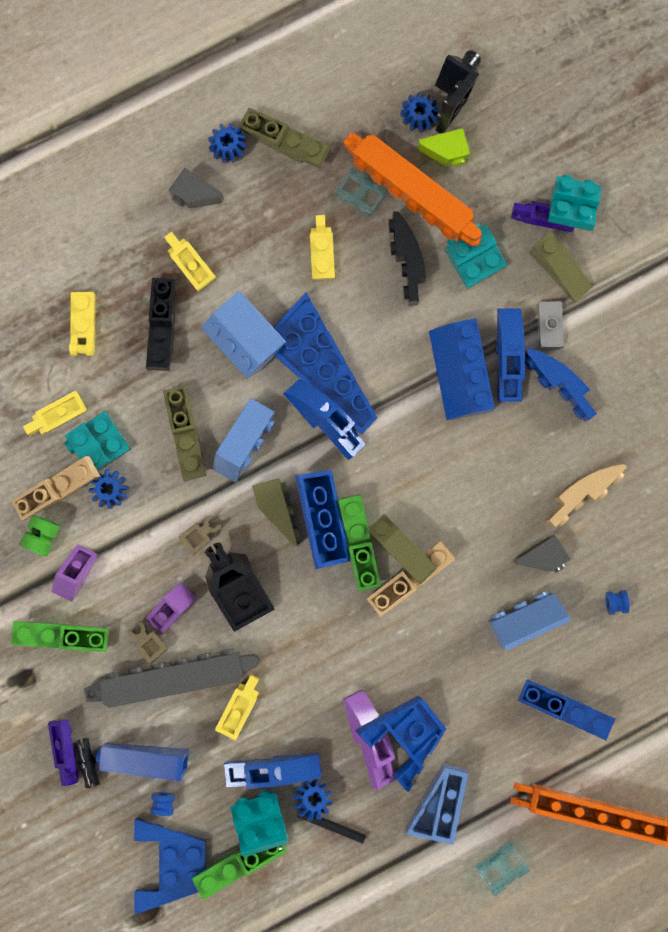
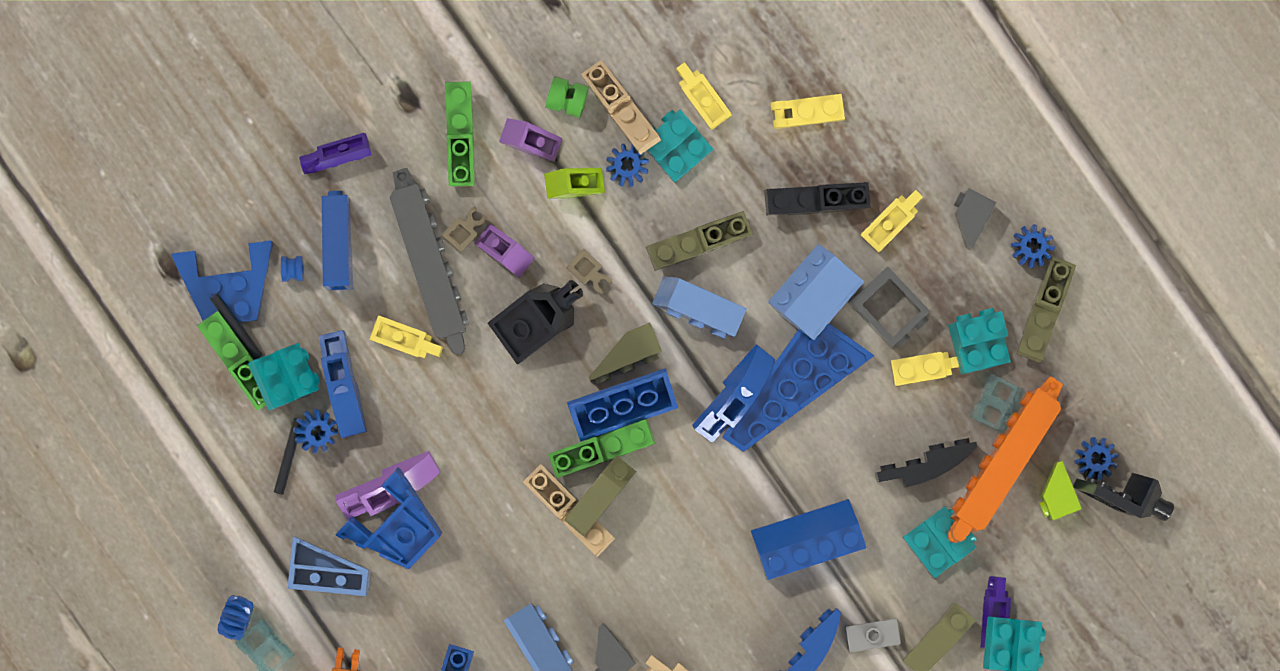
camera: 80 degrees right, 0 degrees up
(87, 763) = (326, 181): black pin -> none
(118, 538) = (574, 182): none -> lime slope
(207, 862) = (235, 326): none -> black bar
(248, 289) = (902, 336): none -> dark grey window
(304, 198) = (980, 341): none -> teal plate
(473, 894) = (235, 617): none -> blue gear
(511, 354) = (832, 592): blue slope -> none

